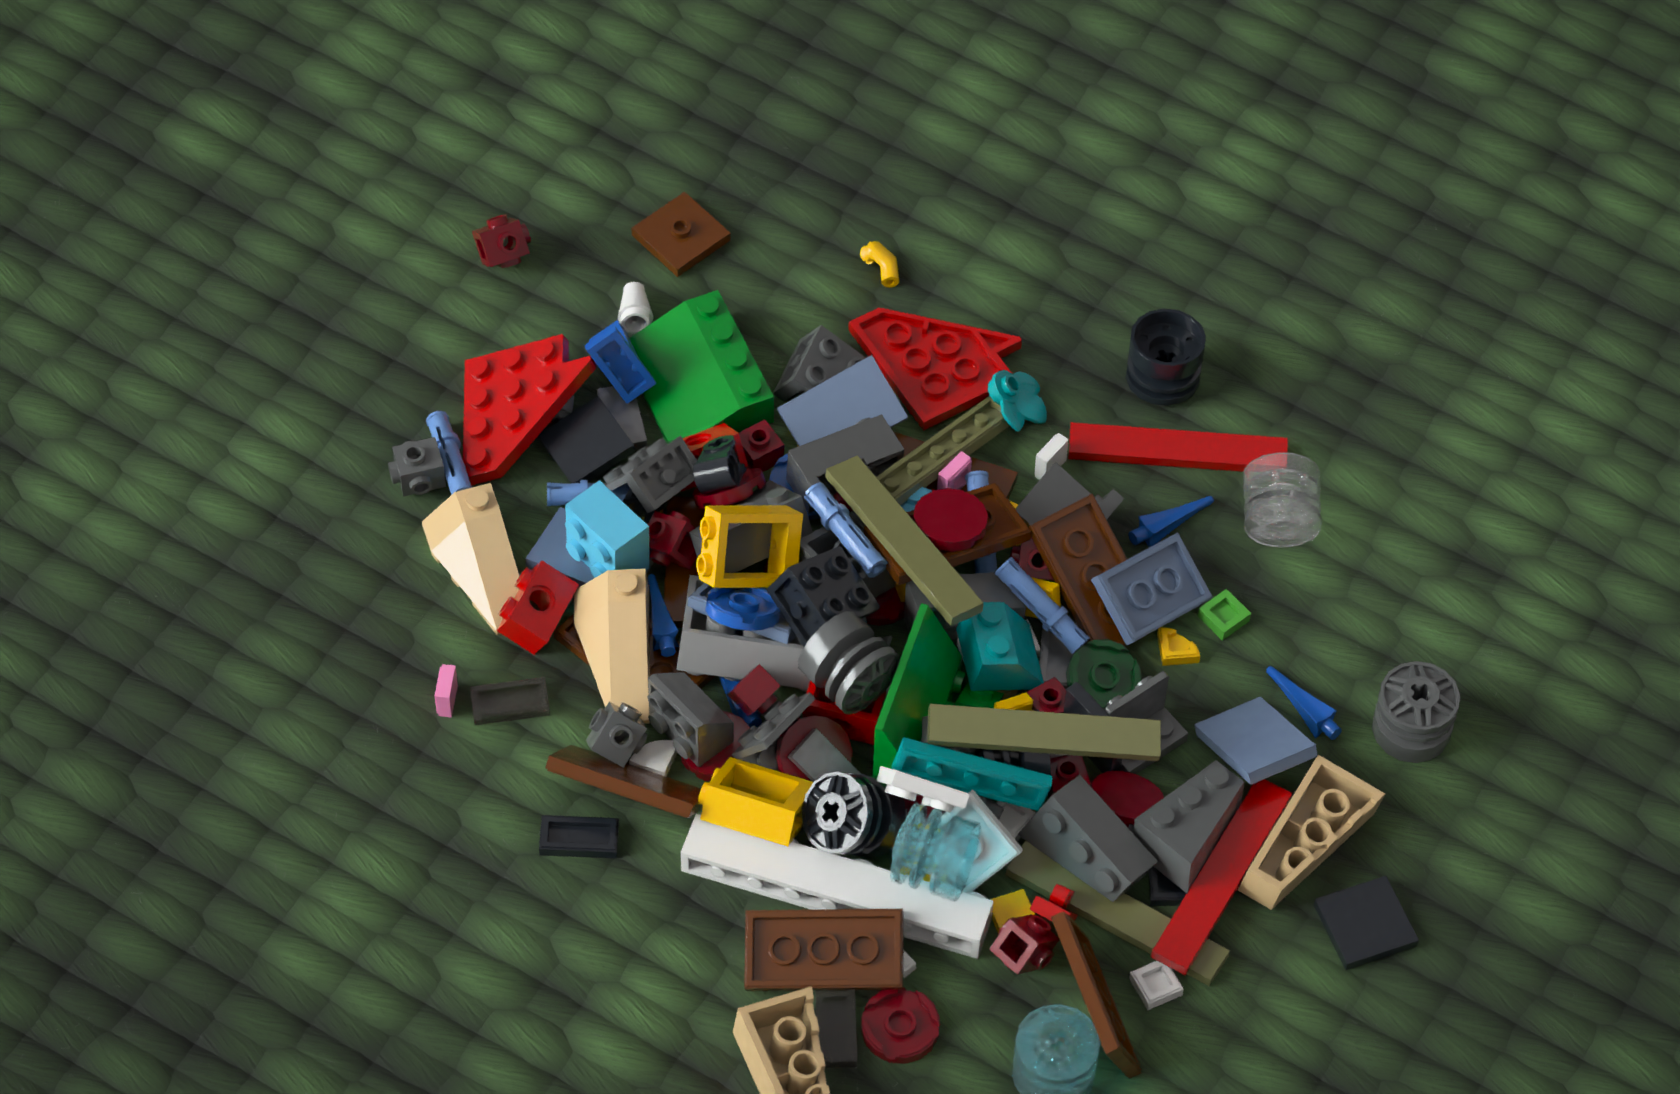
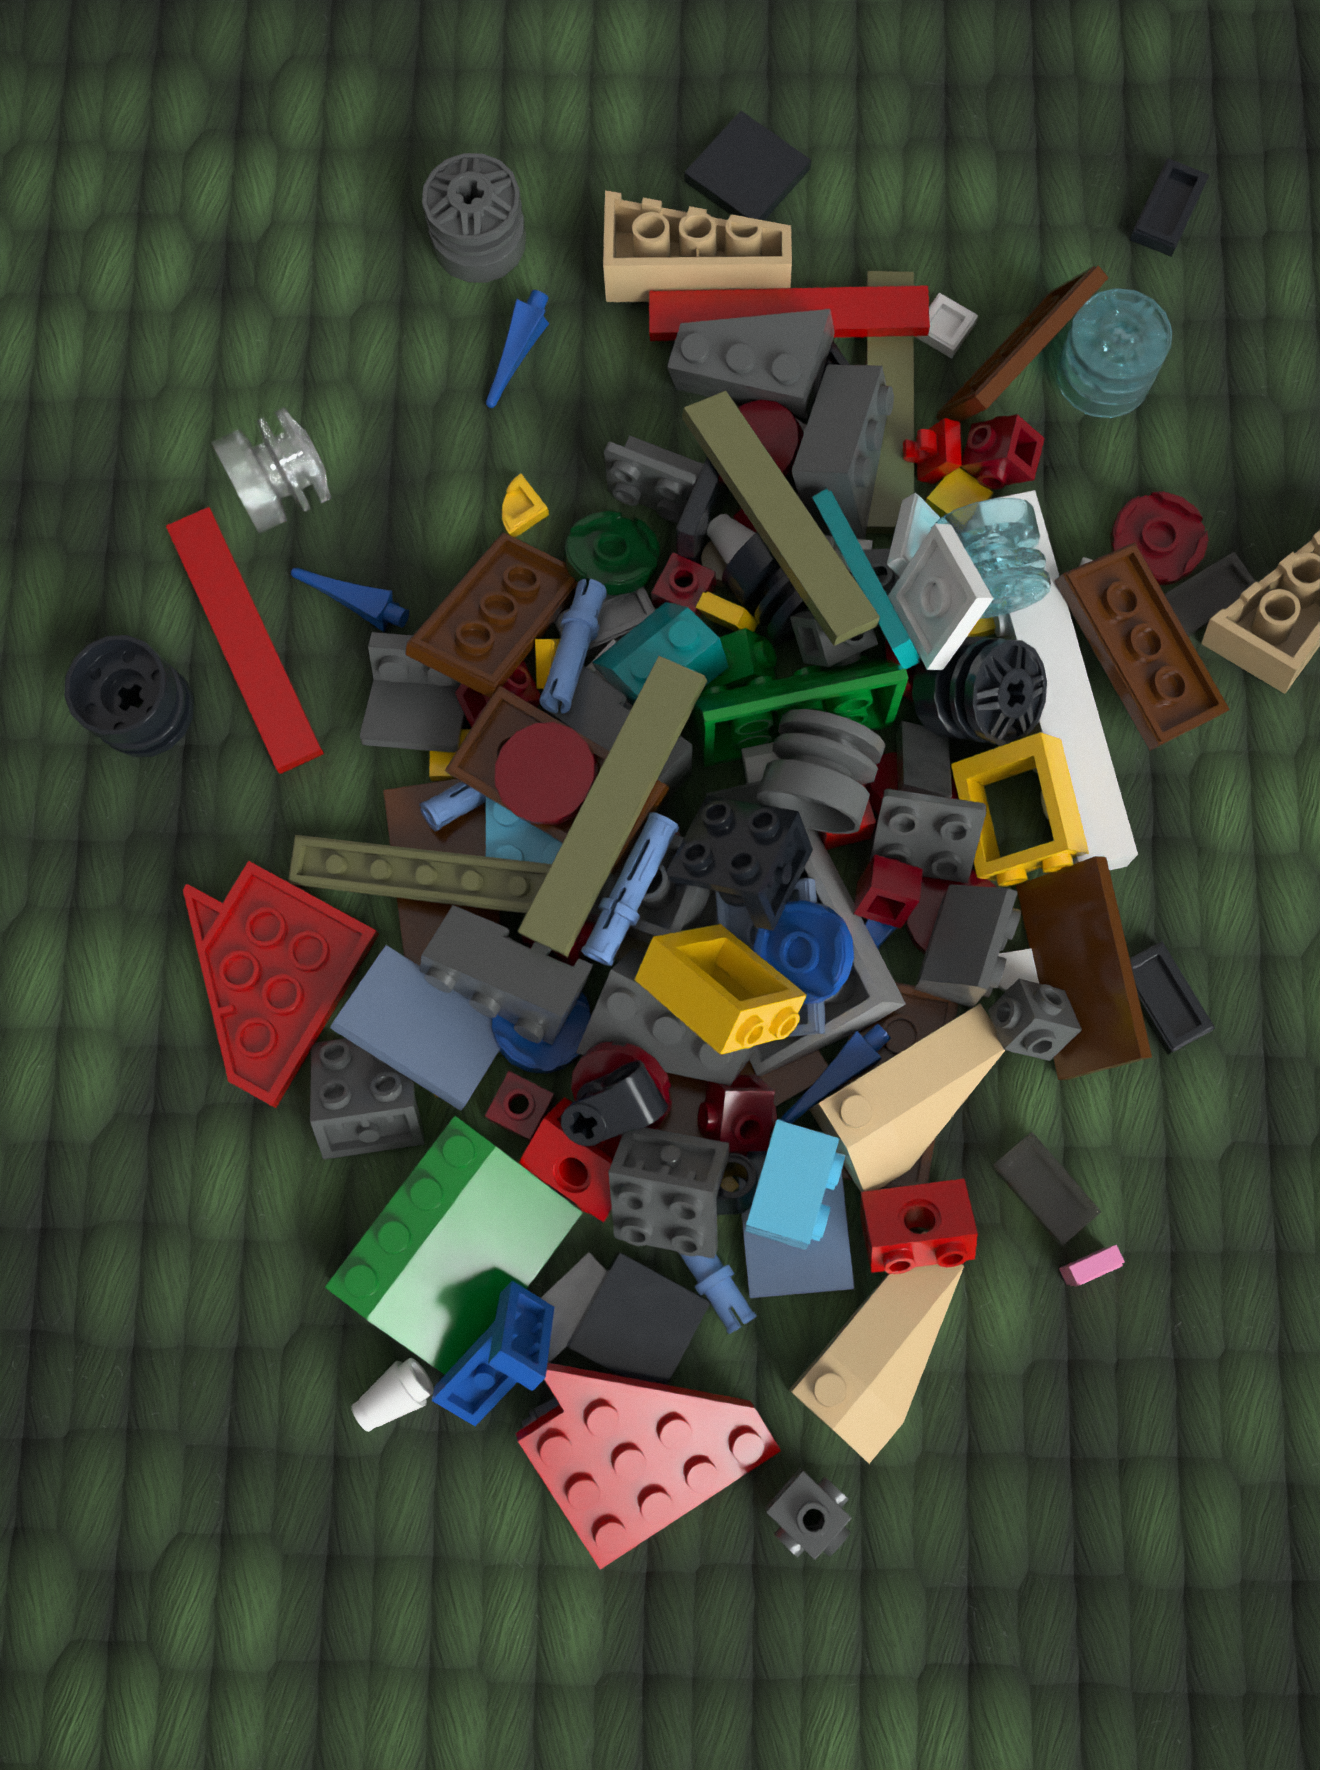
camera: 115 degrees left, 20 degrees up
(449, 446) = (762, 1486): medium blue pin -> none
(490, 241) = (389, 1641): dark red brick -> none
(680, 234) = (235, 1413): reddish brown plate -> none
(885, 259) = (140, 1125): yellow arm -> none
(954, 473) = (442, 839): bright pink tile -> none
(1017, 398) = (279, 841): teal plate -> none
(1053, 452) = (343, 761): white tile -> none
(1152, 588) = (474, 548): sand blue tile -> none
(1224, 614) = (447, 480): bright green tile -> none
(1255, 740) = (610, 350): sand blue tile -> none

